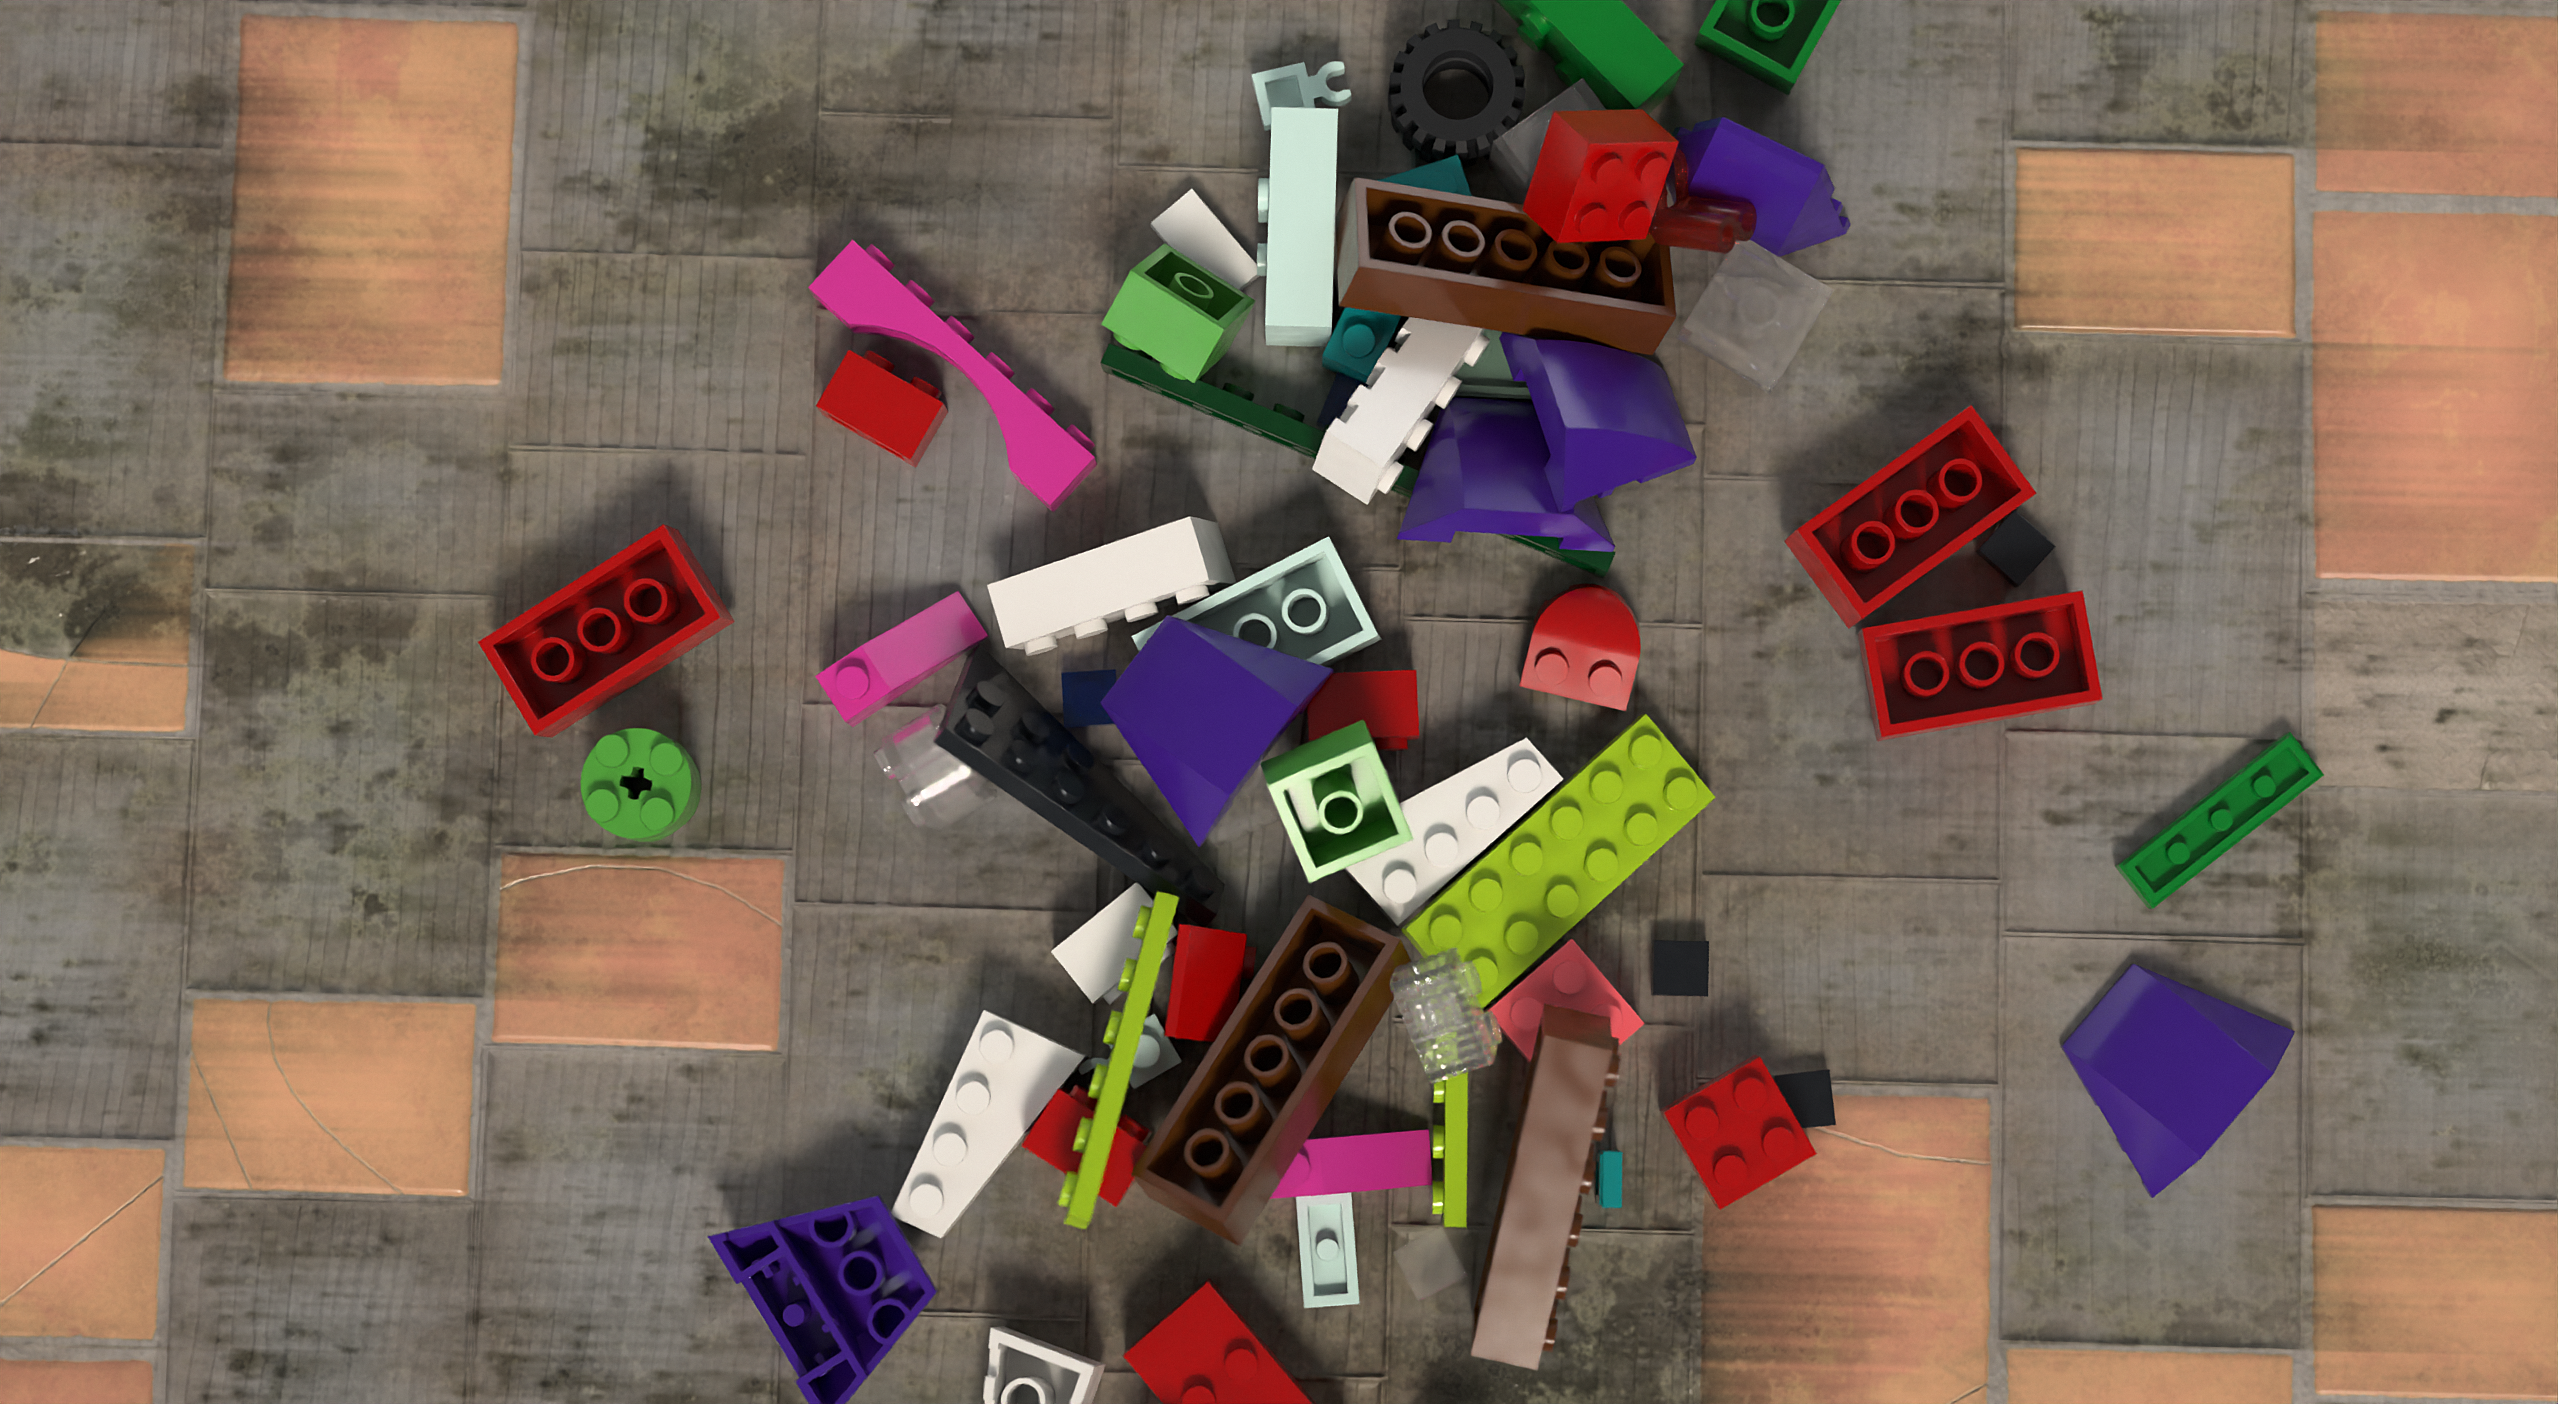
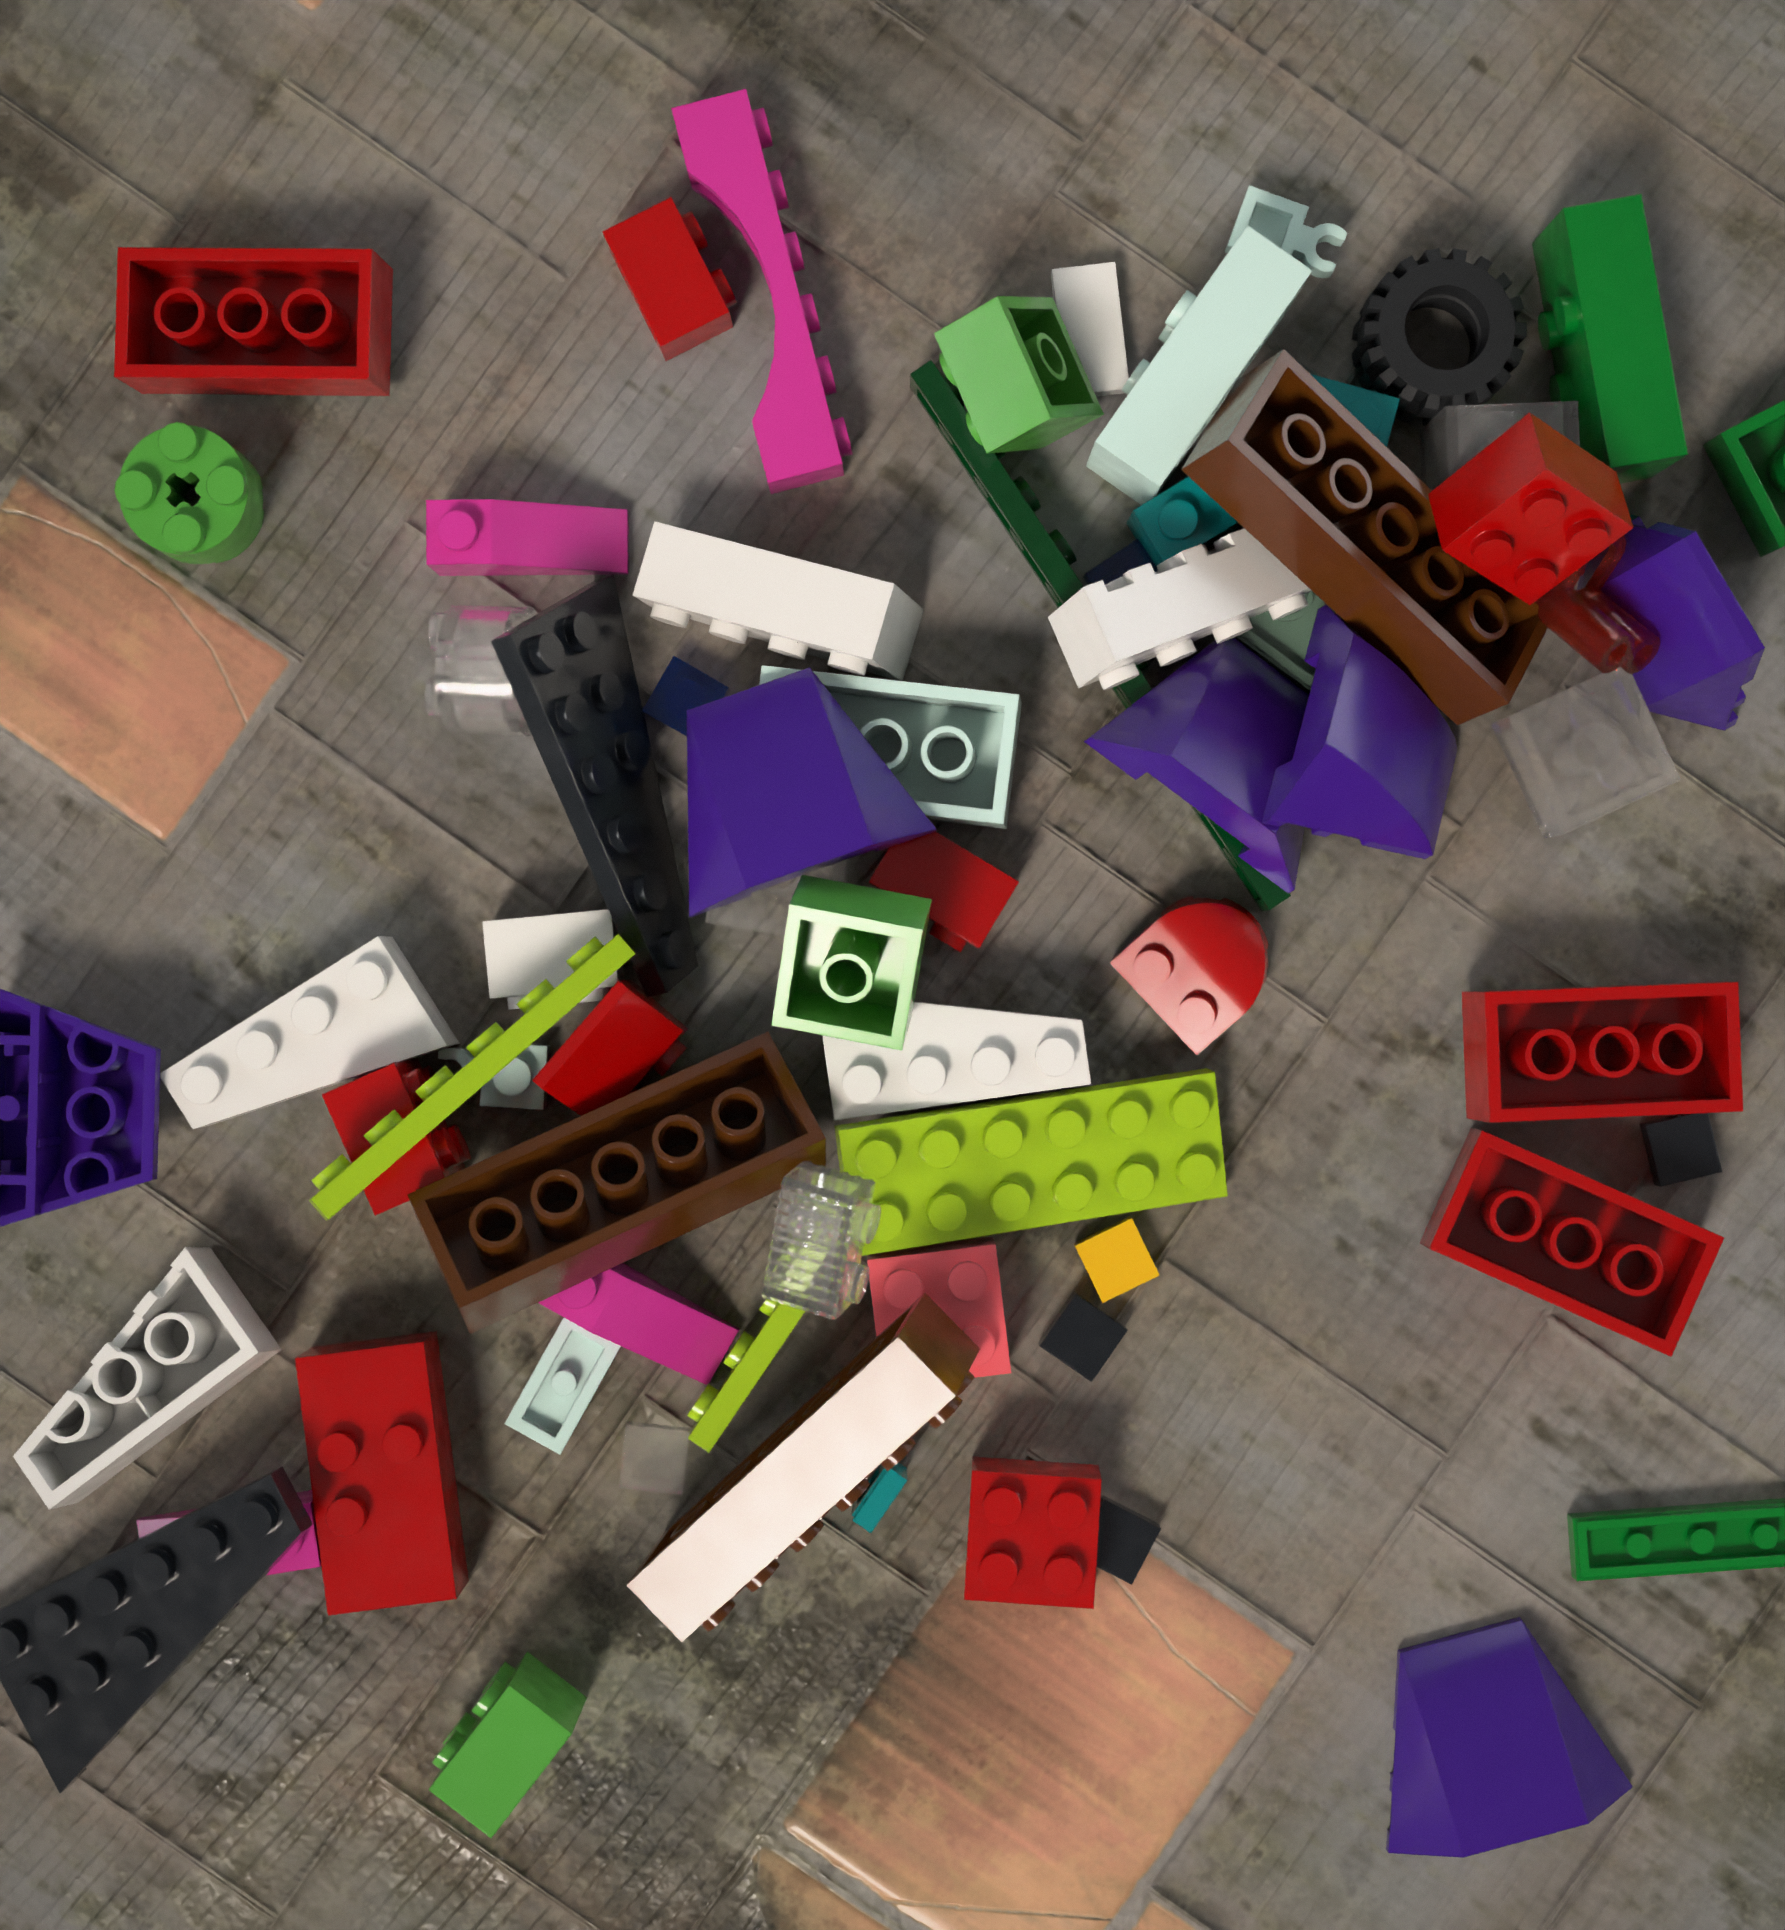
camera: 30 degrees right, 5 degrees up
(1667, 896) = (1116, 1259): none -> yellow tile

